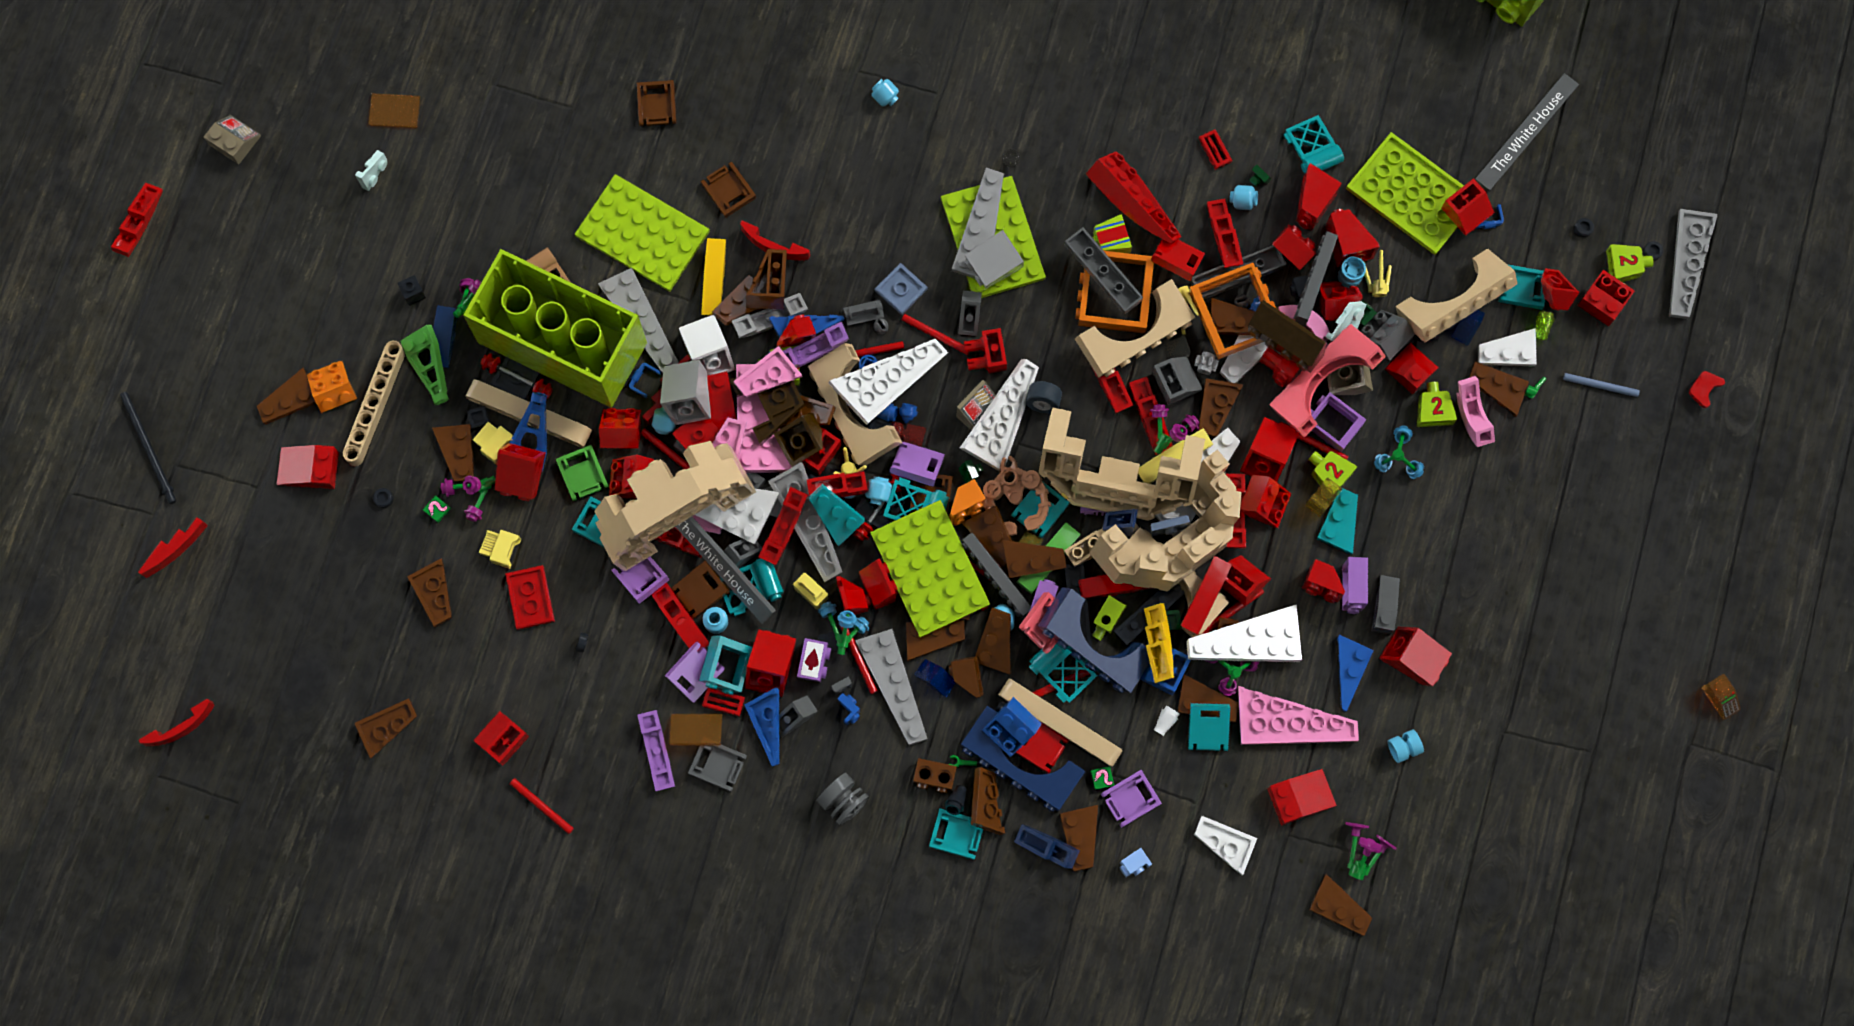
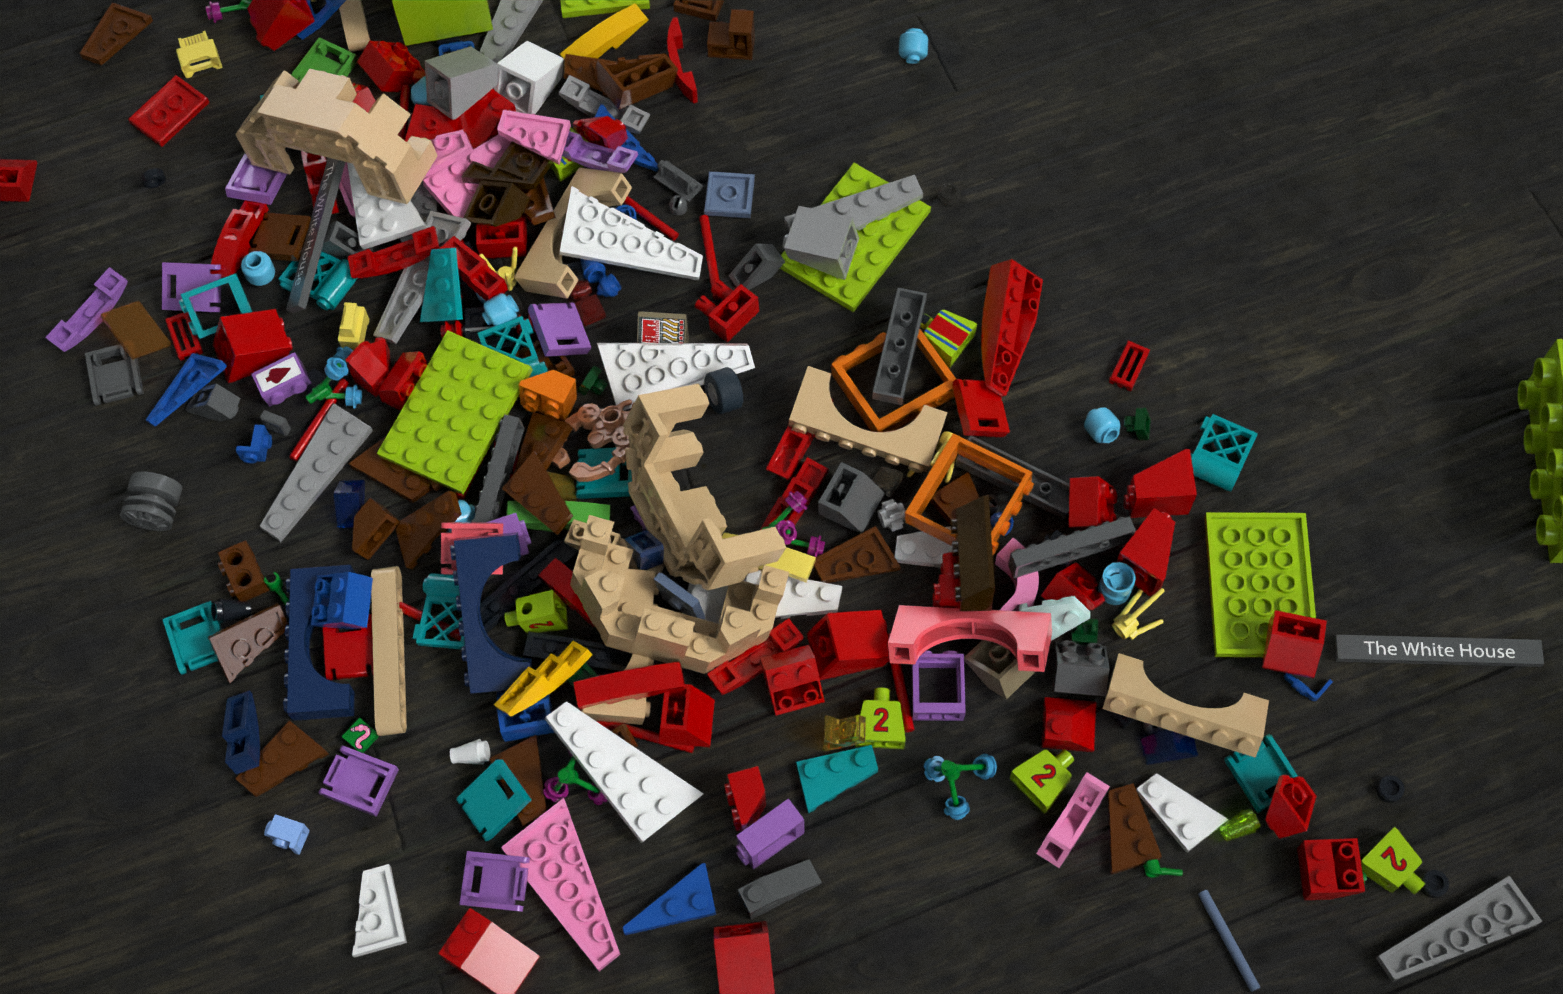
camera: 55 degrees right, 10 degrees down
(786, 198) = (732, 39): none -> reddish brown brick
(1224, 233) = (1046, 433): red slope -> none
(1263, 758) = (501, 881): none -> medium lavender container

